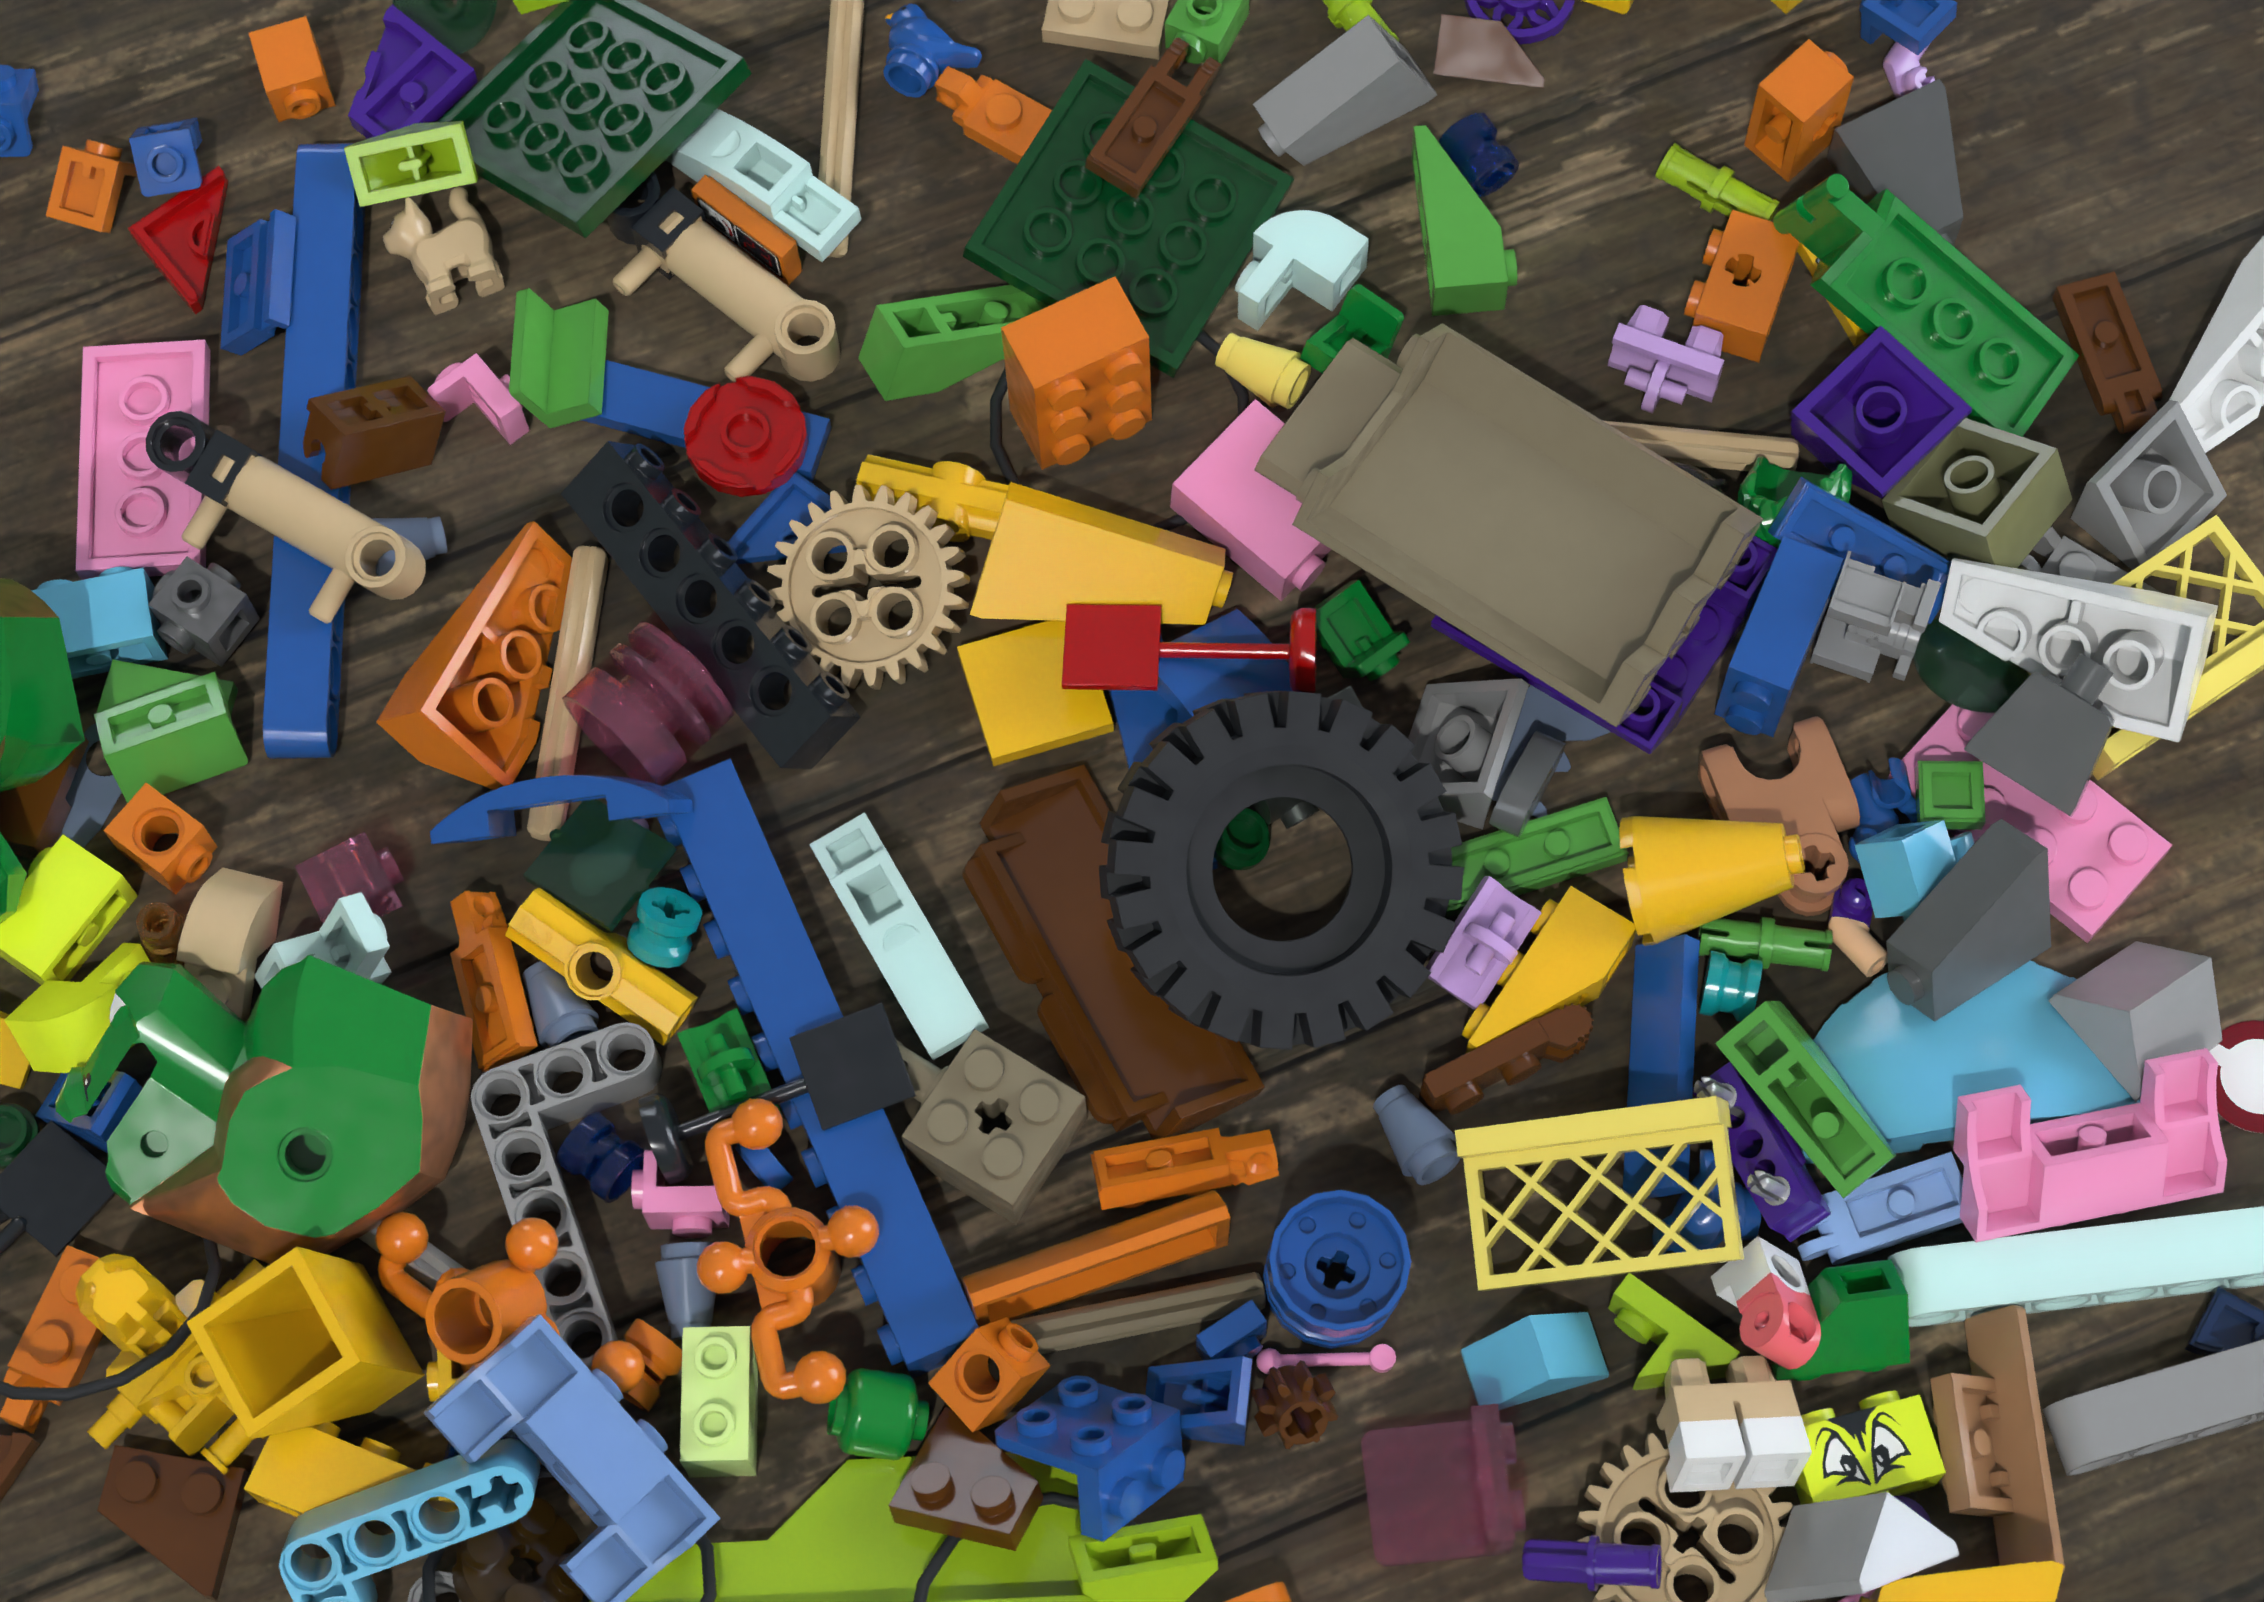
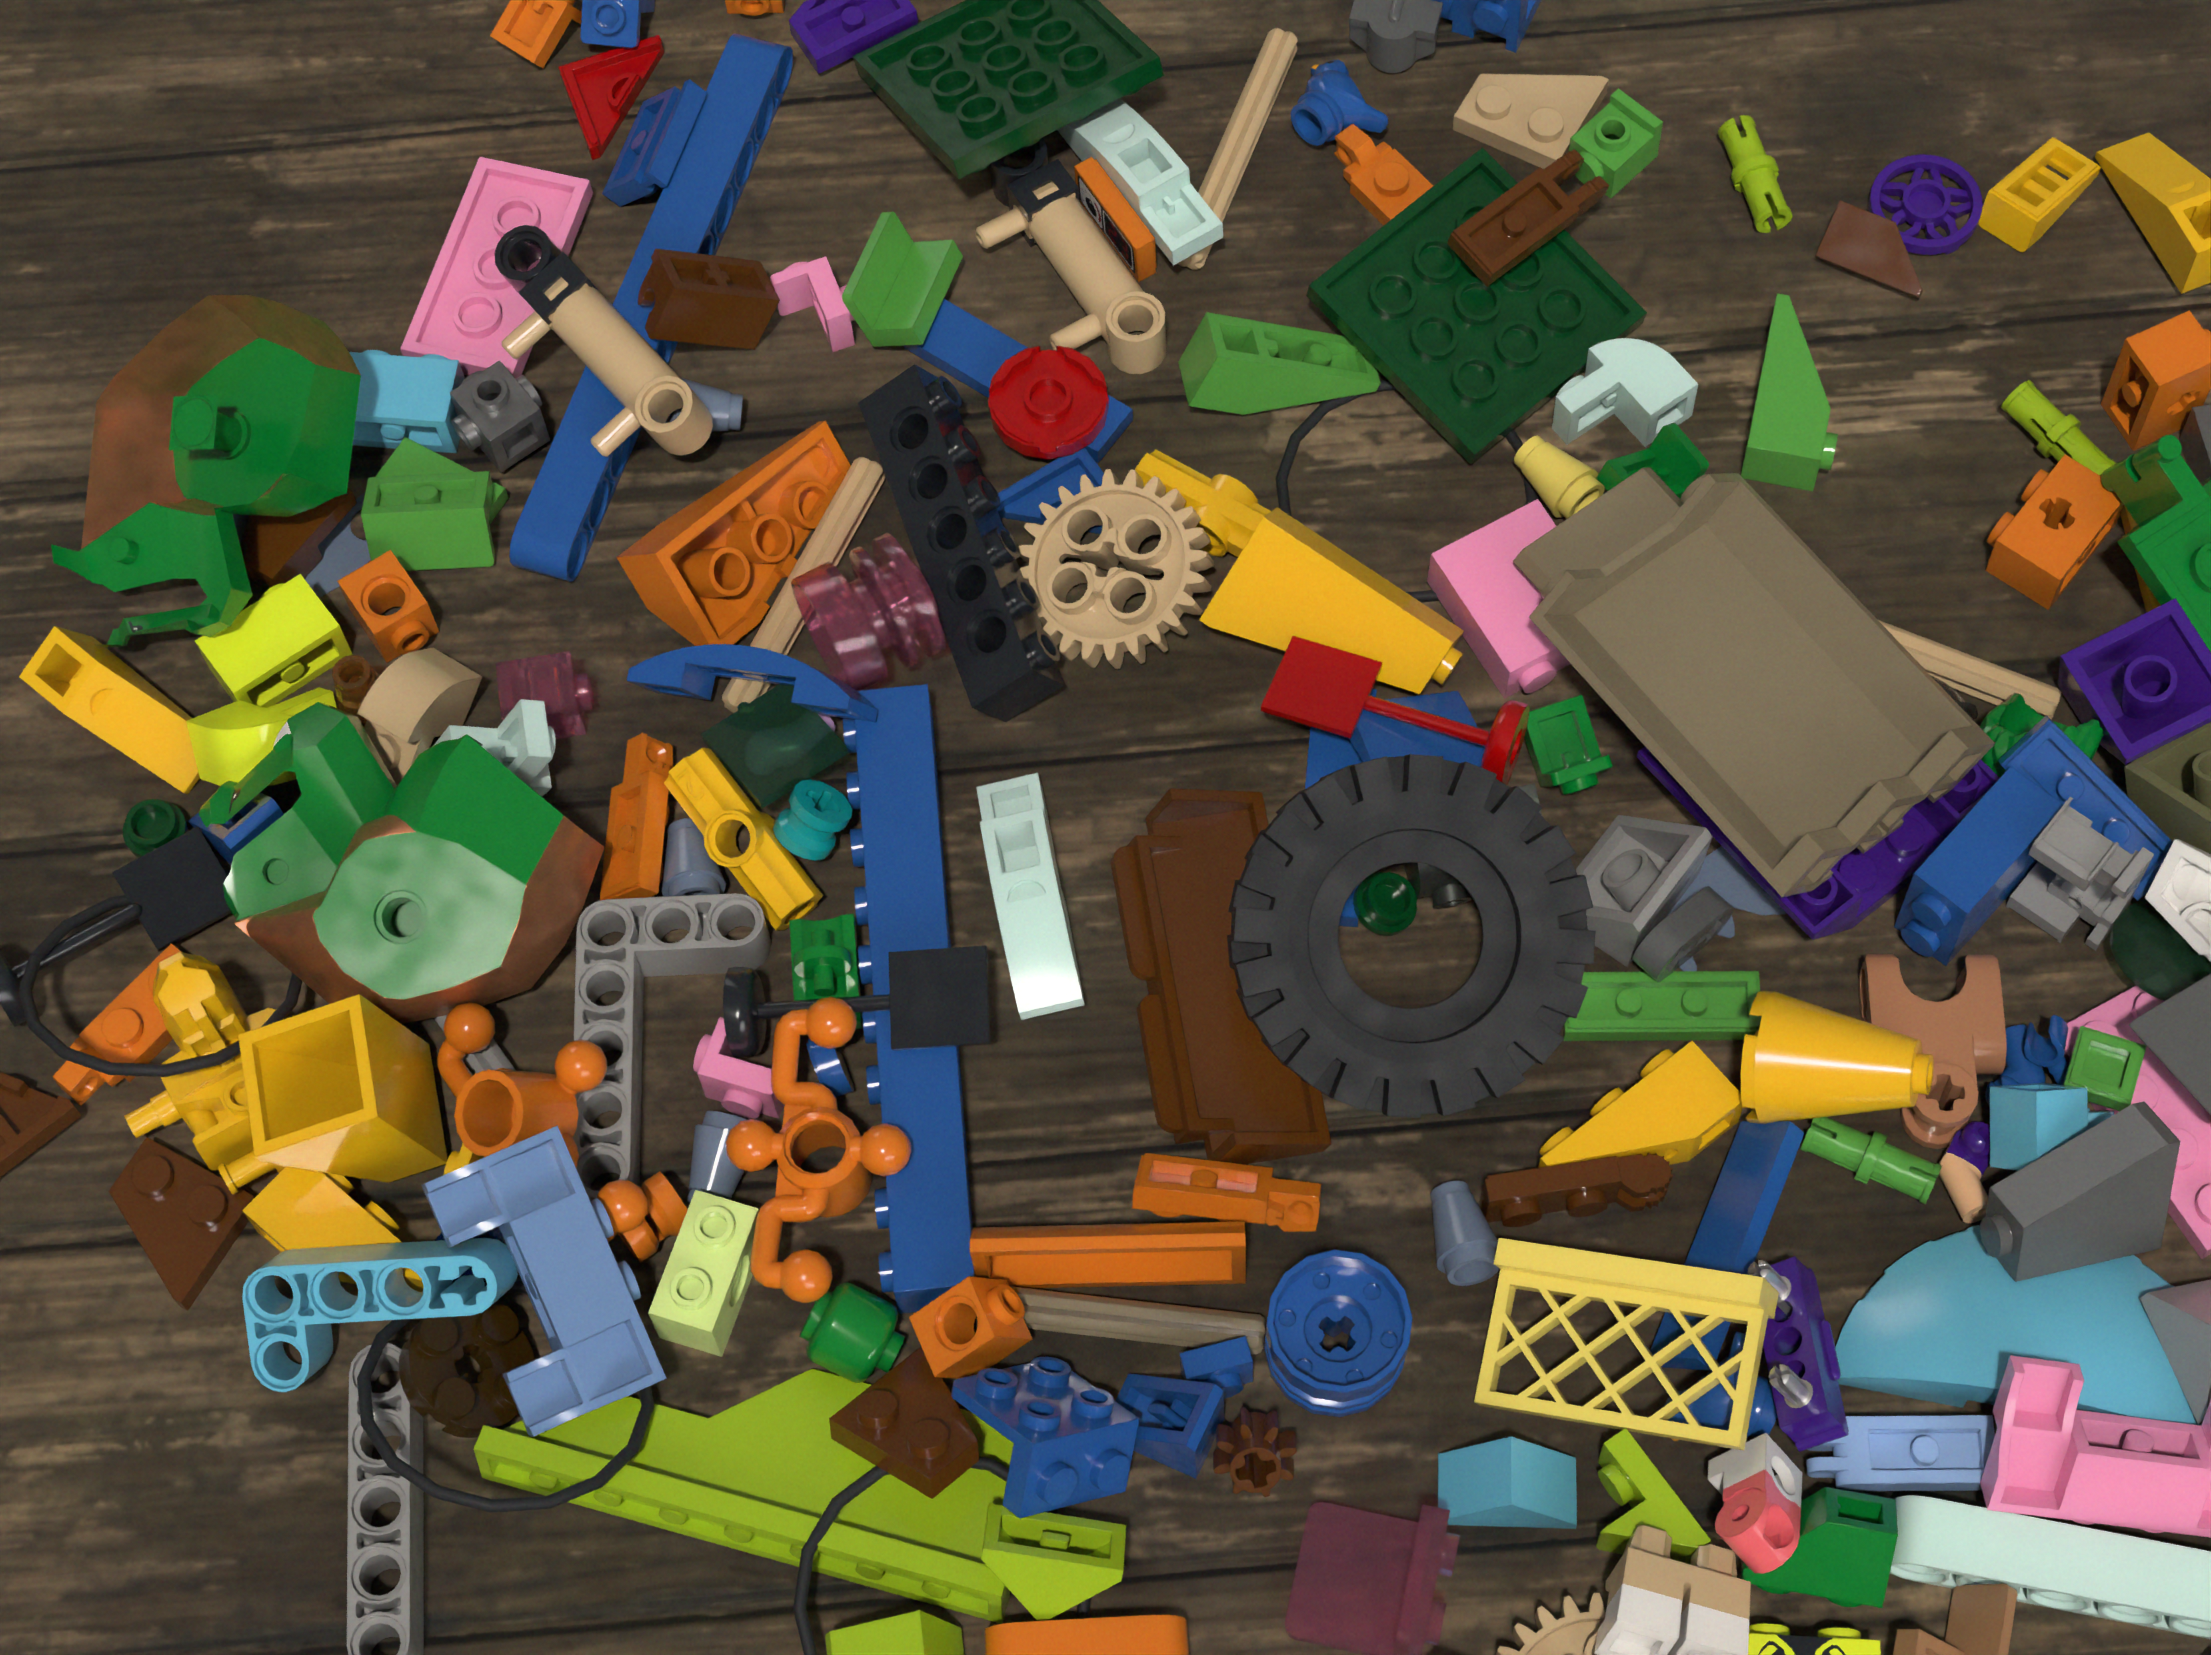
camera: 20 degrees right, 5 degrees down
(411, 162) = (827, 73): lime slope -> none
(450, 254) = (834, 167): tan animal -> none
(601, 1157) = (680, 1012): clear blue wheel -> none
(982, 1087) = (1019, 1088): dark tan brick -> none
(1021, 695) = (1222, 715): yellow tile -> none
(1078, 373) = (1374, 425): orange brick -> none
(1342, 94) = (1720, 247): light grey slope -> none
(1380, 1359) = (1356, 1437): bright pink hinge -> none
(1478, 155) = (1832, 339): clear blue wheel -> none
(1482, 942) = (1586, 1069): lavender hips -> none
(1663, 366) = (1950, 583): lavender hips -> none
(1730, 986) = (1821, 1188): teal wheel -> none
(1806, 1095) = (1860, 1311): bright green slope -> none

